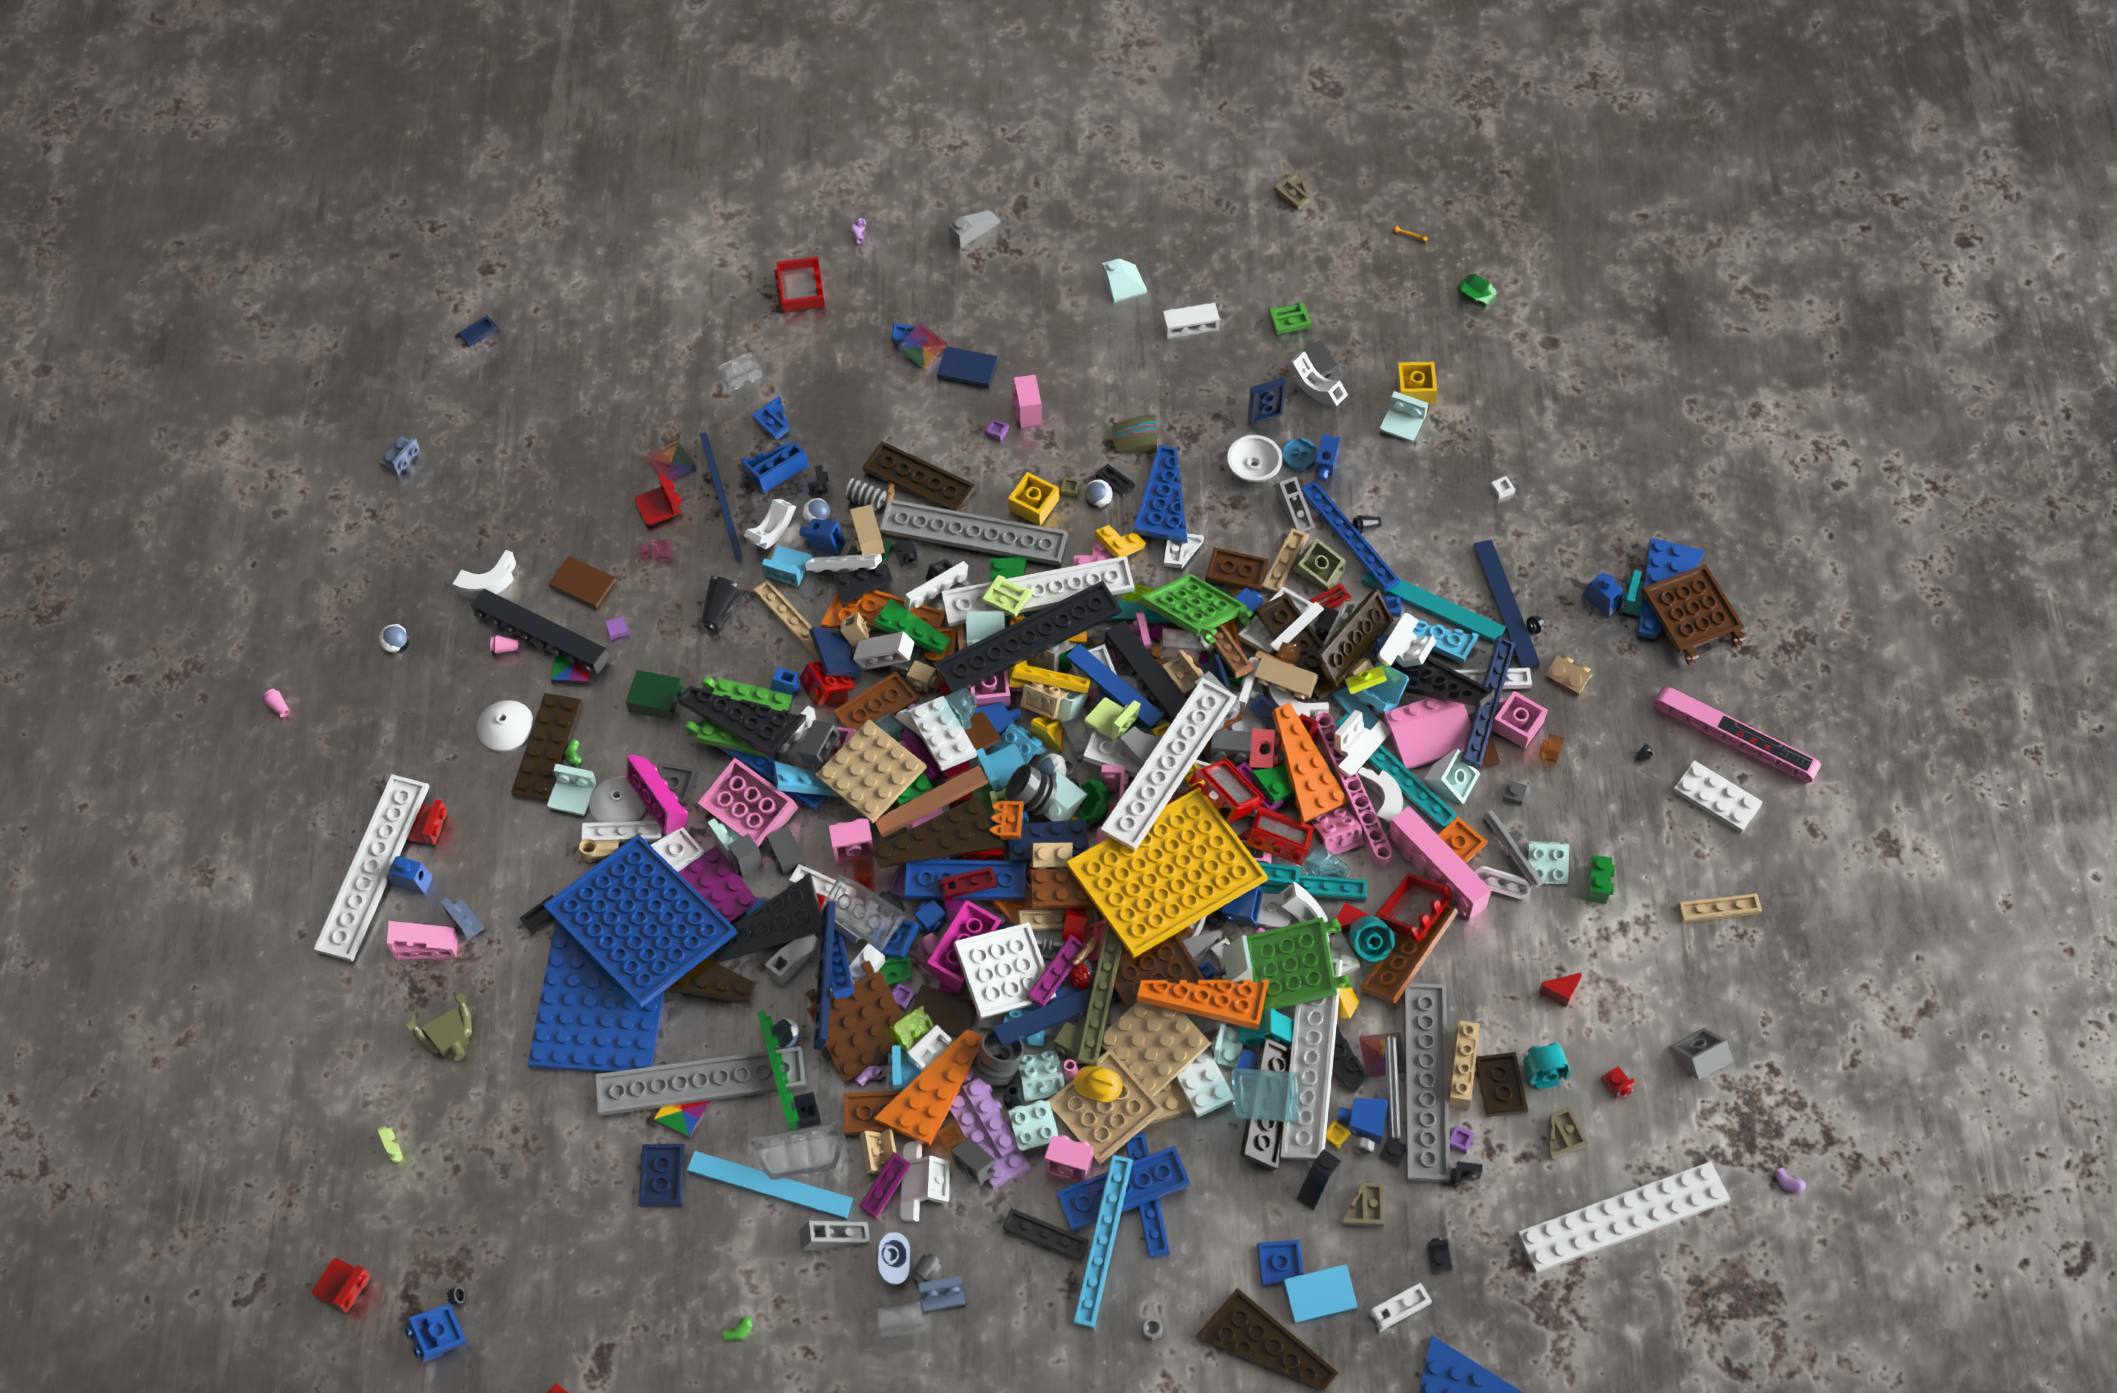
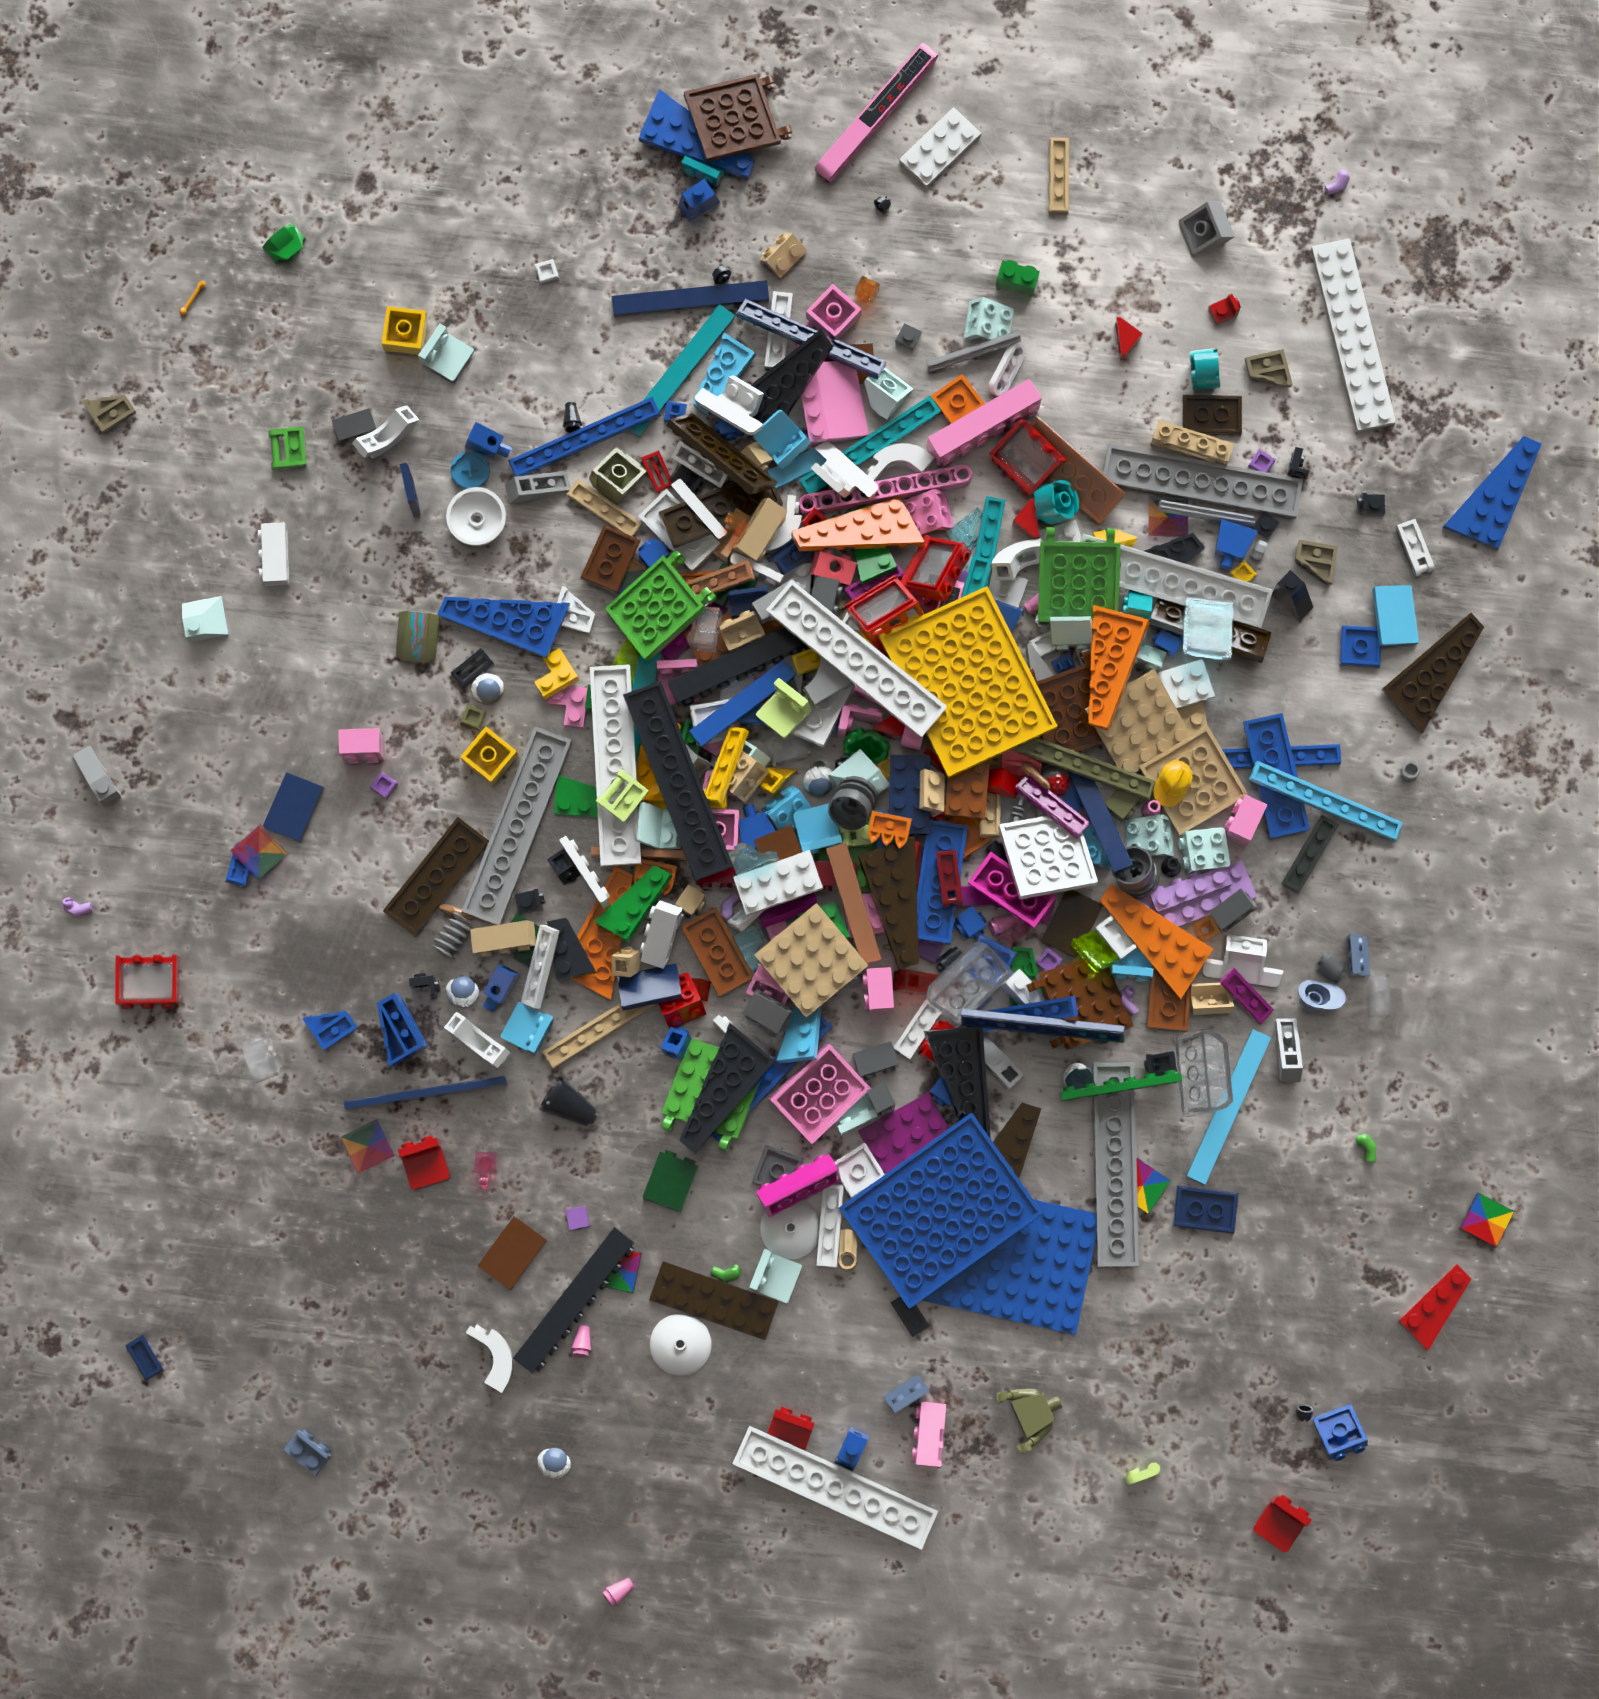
camera: 85 degrees left, 20 degrees up
(1366, 679) = (773, 452): neon yellow plate -> none

